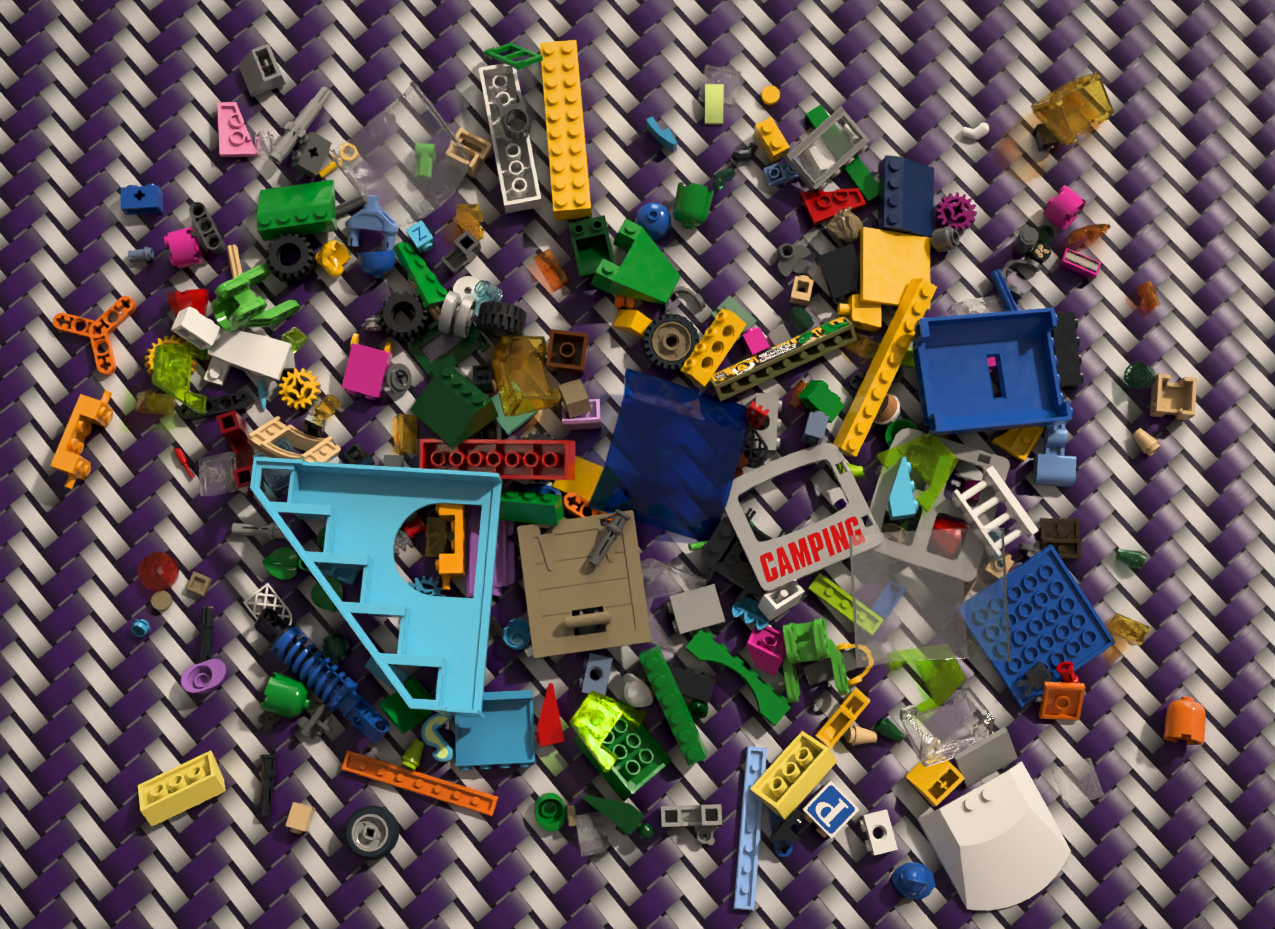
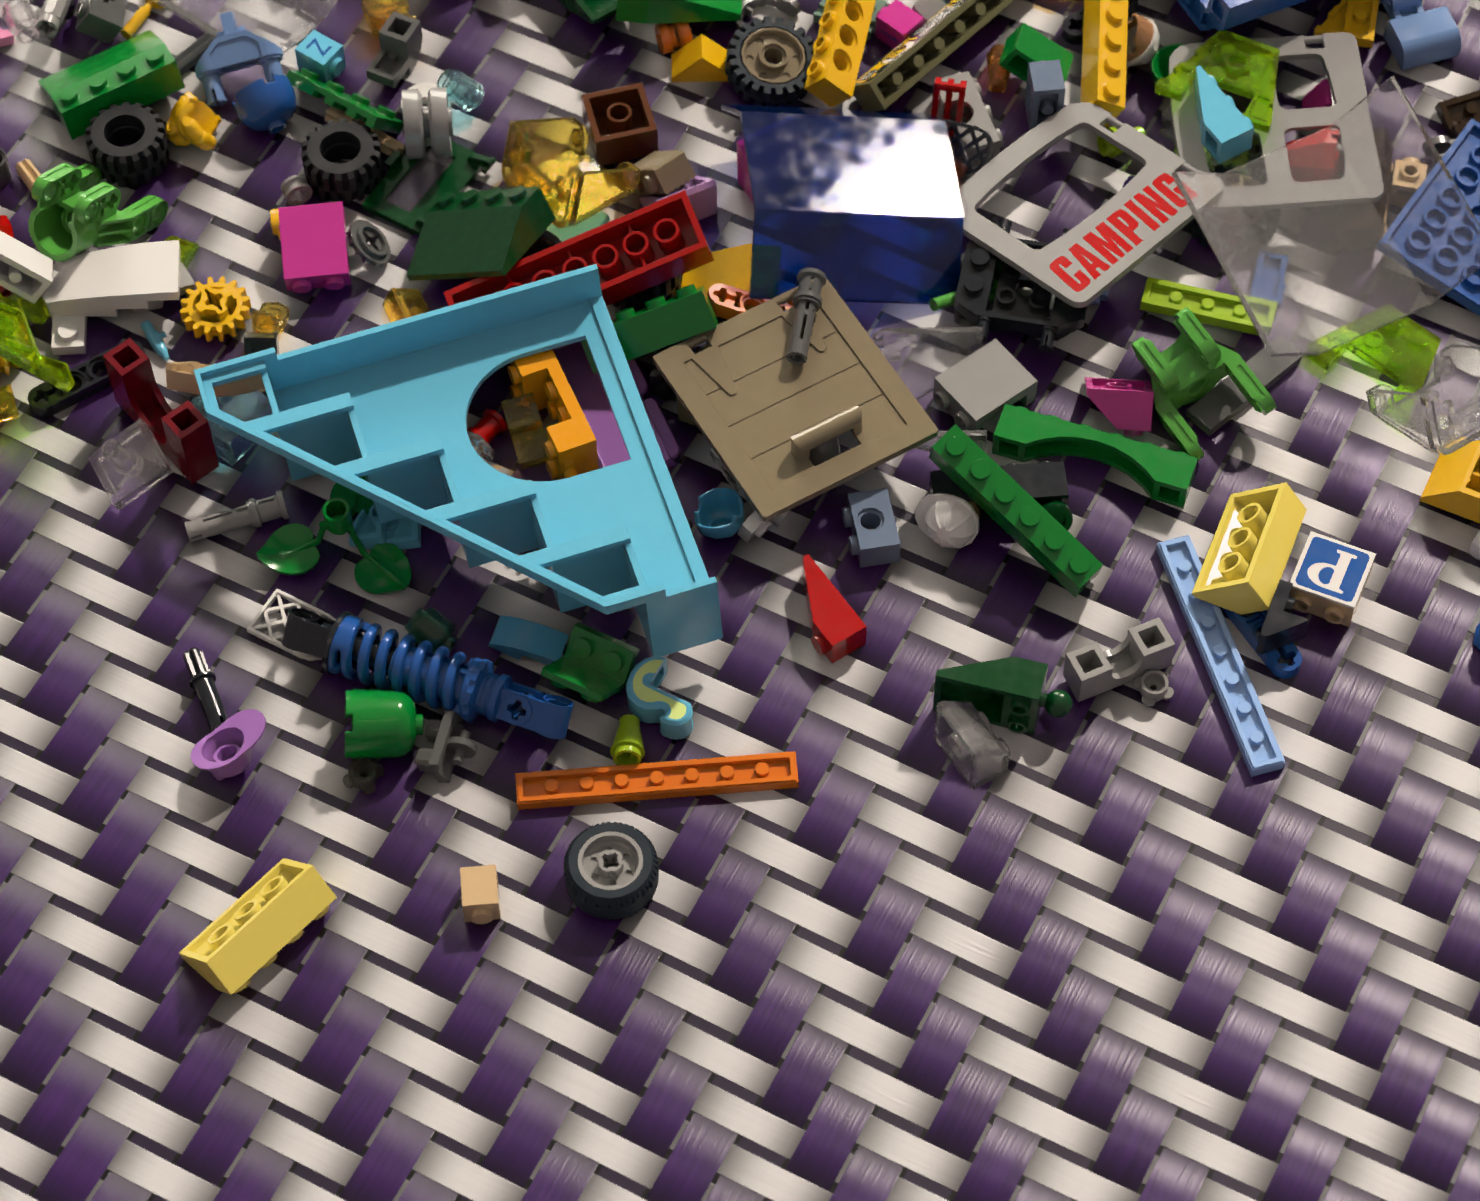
camera: 20 degrees left, 20 degrees down
(140, 627) = (87, 727): dark azure plate -> none
(152, 562) = (89, 649): clear red plate -> none
(161, 600) = (108, 673): dark tan tile -> none
(183, 461) = (62, 470): red piece -> none
(199, 584) = (161, 630): dark tan tile -> none
(267, 773) = (398, 854): black pin -> none
(500, 319) = (490, 105): black tyre -> none
(500, 738) = (756, 666): dark azure panel -> none
(550, 812) = (891, 740): green hat -> none
(551, 270) = (539, 38): clear orange slope -> none
(571, 813) = (928, 732): dark tan tile -> none
(595, 721) = (909, 572): clear neon green wing -> none
(637, 760) = (960, 613): green slope -> none
(750, 613) = (1072, 361): dark azure plate -> none
(780, 600) = (1107, 323): white brick -> none
(843, 717) = (1285, 446): yellow slope -> none
(856, 680) = (1278, 394): yellow piece -> none
(858, 735) = (1321, 468): tan cone -> none
(887, 841) = (1415, 567): white brick -> none
(889, 730) = (1362, 445): dark green cone -> none
(1002, 495) = (1365, 68): white fence -> none

